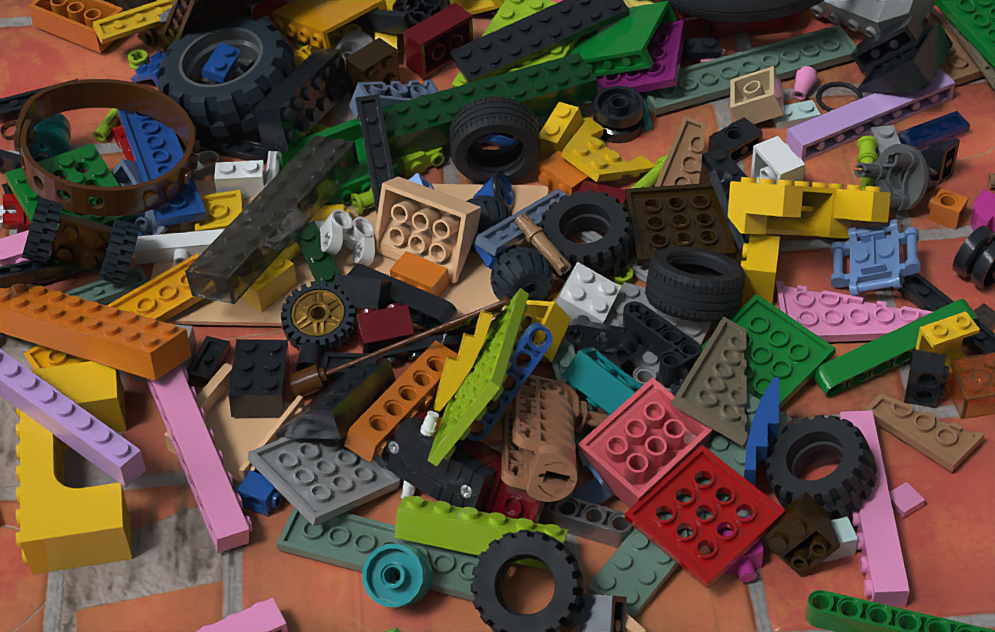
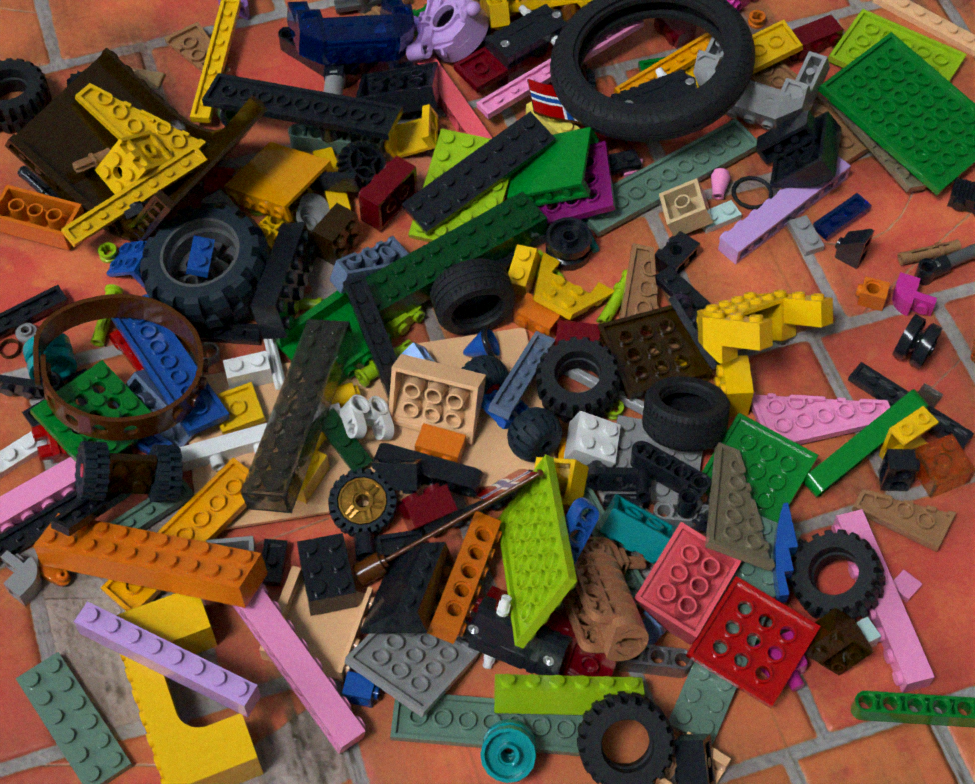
camera: 15 degrees left, 10 degrees up
(457, 368) = (508, 541): yellow slope -> none
(536, 237) = (539, 393): medium nougat pin -> none
(776, 161) = (722, 279): white brick -> none
(867, 154) = (793, 255): lime pin -> none
(876, 259) = (827, 357): medium blue brick -> none
(902, 173) = (828, 271): dark grey piece -> none

